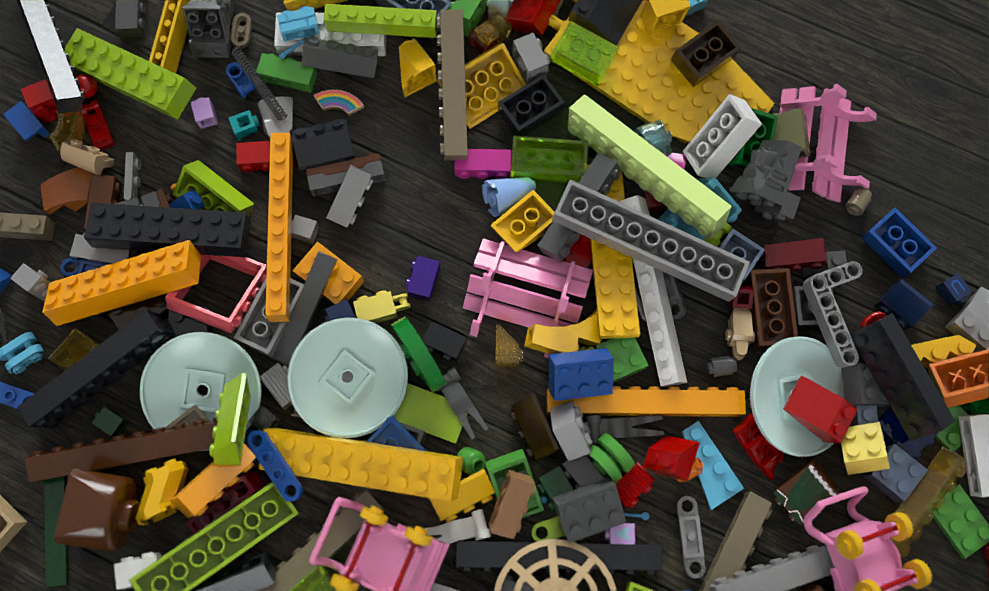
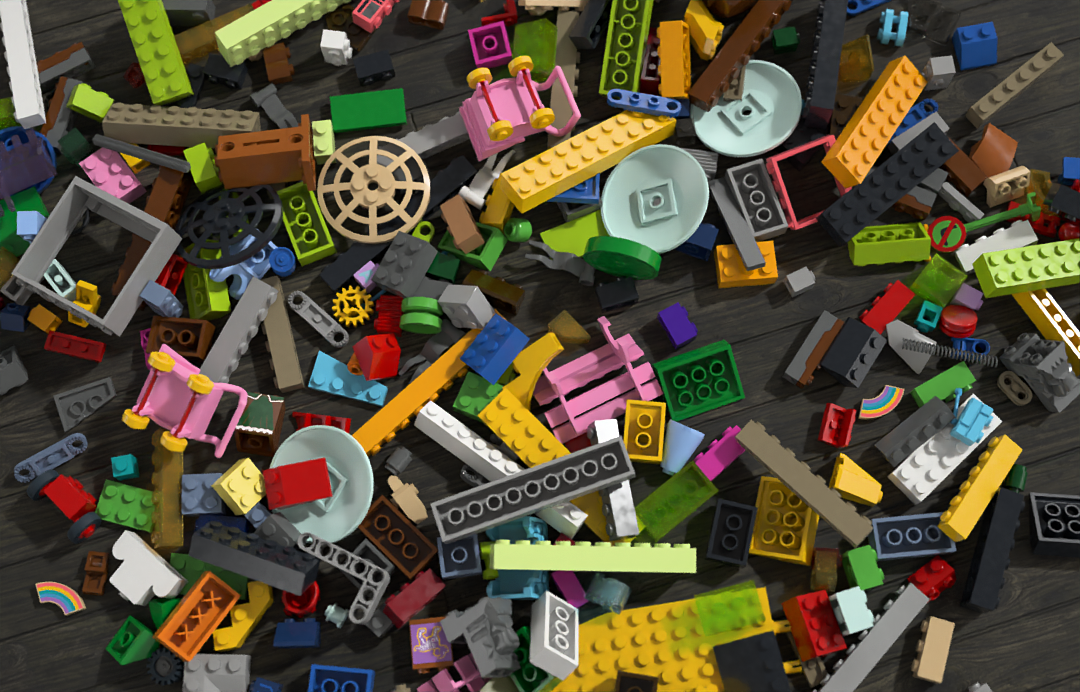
camera: 140 degrees right, 0 degrees up
(144, 124) = (1017, 236): none -> white wedge
(162, 166) = (949, 233): none -> bright green piece
(188, 201) = (898, 219): blue brick -> none
(211, 138) = (938, 281): none -> clear neon green brick
(228, 100) = (958, 321): none -> red head
(232, 422) = (699, 99): lime slope -> none
(279, 228) = (814, 258): light orange brick -> none
(349, 196) = (790, 331): light grey brick -> none
(380, 20) = (914, 482): lime brick -> none
(380, 307) = (687, 275): light yellow brick -> none
(384, 111) = (836, 425): none -> red bracket
(446, 227) = (699, 380): none -> green slope
(530, 58) = (769, 572): light grey brick -> none
(653, 511) = (357, 299): none -> yellow gear
(744, 297) = (427, 525): dark red brick -> none
(809, 218) = (429, 645): none -> panel
(860, 297) = (336, 615): none -> light aqua brick
(944, 552) = (125, 467): none -> teal brick

